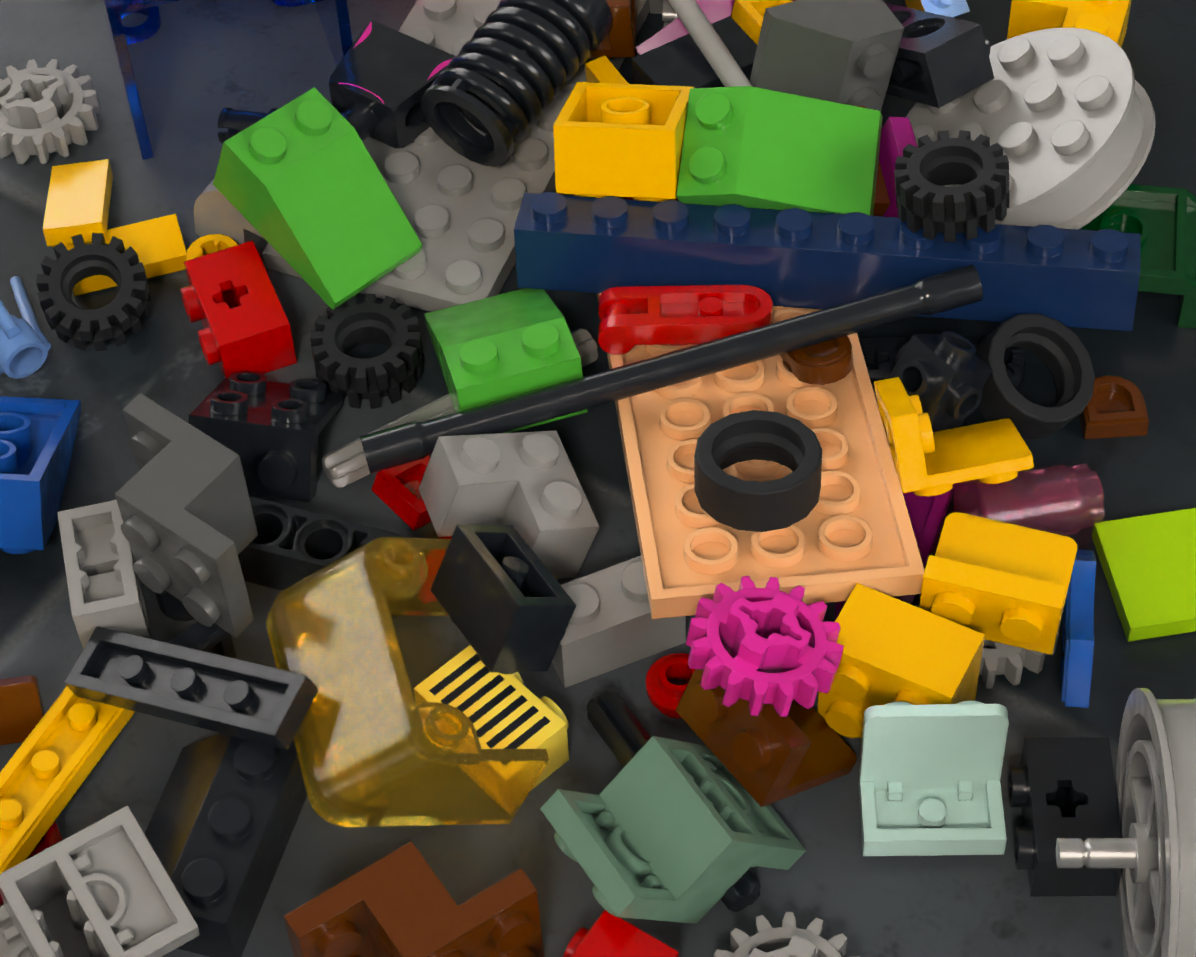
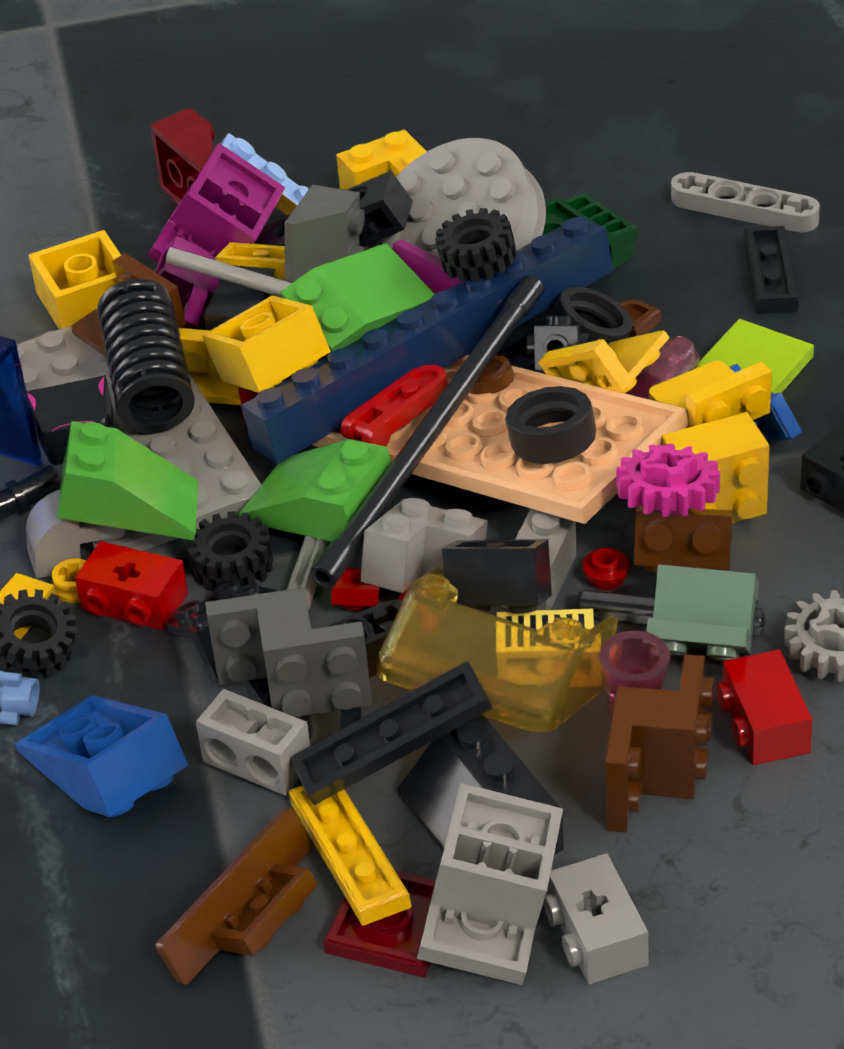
camera: 45 degrees left, 10 degrees down
(474, 834) = (633, 661): none -> clear pink plant
(932, 779) = (778, 508): light aqua bracket -> none

